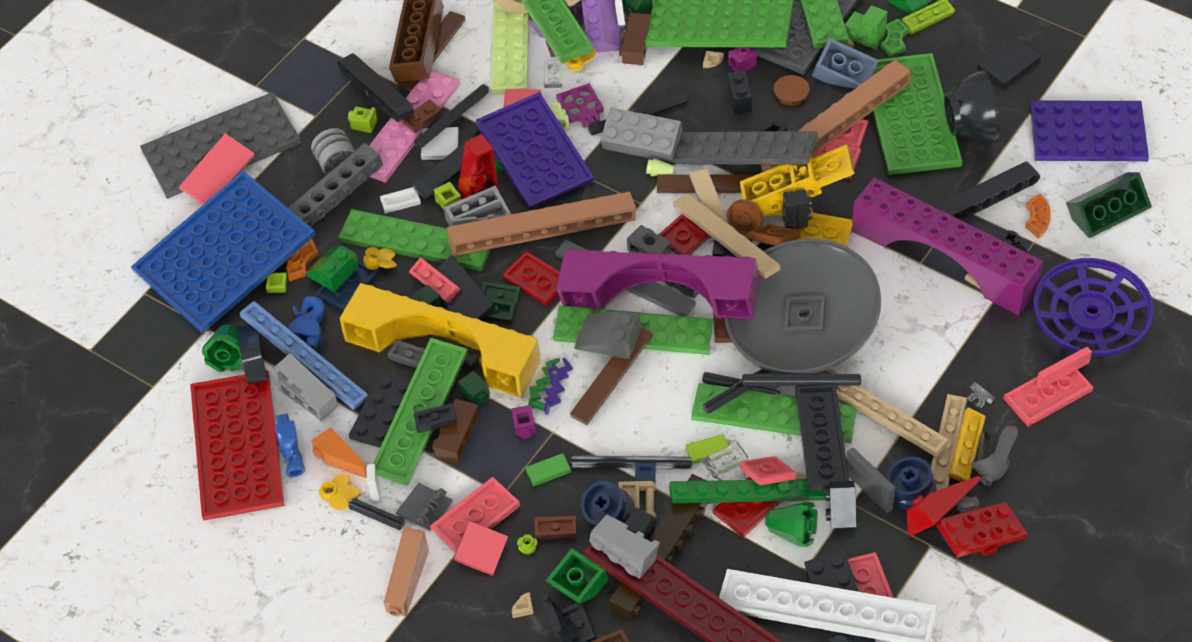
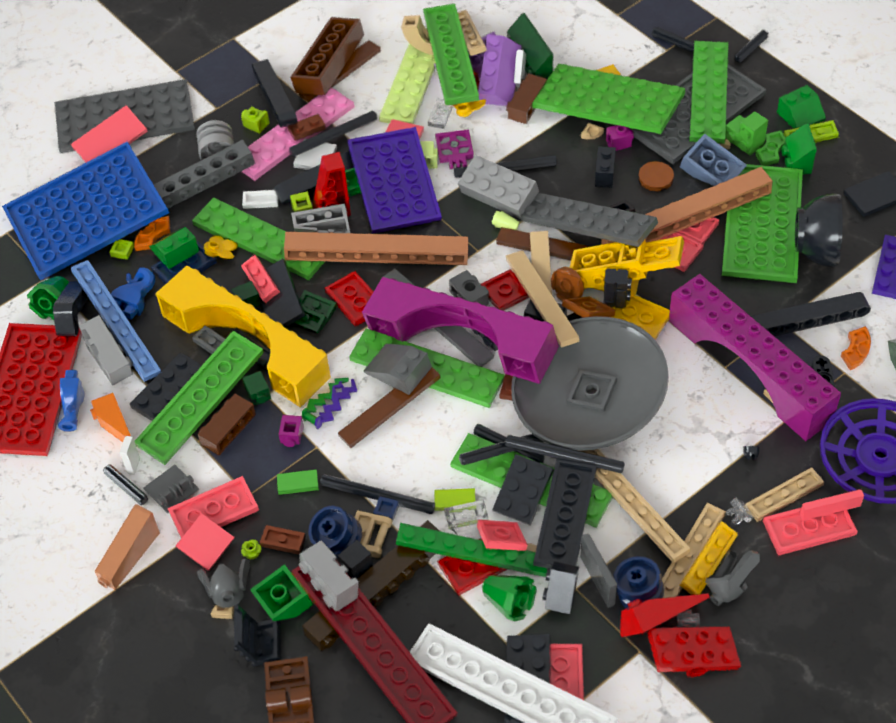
camera: 15 degrees right, 0 degrees up
(341, 492) = (102, 455): yellow plate -> none
(435, 417) = (208, 407): black plate -> none
(520, 582) = (226, 586): none -> dark grey piece
(771, 423) = (523, 489): none -> black plate
(924, 34) = (800, 150): none -> green slope
(972, 337) = (751, 451): none -> black hinge
(1016, 369) = (784, 494): none -> tan tile

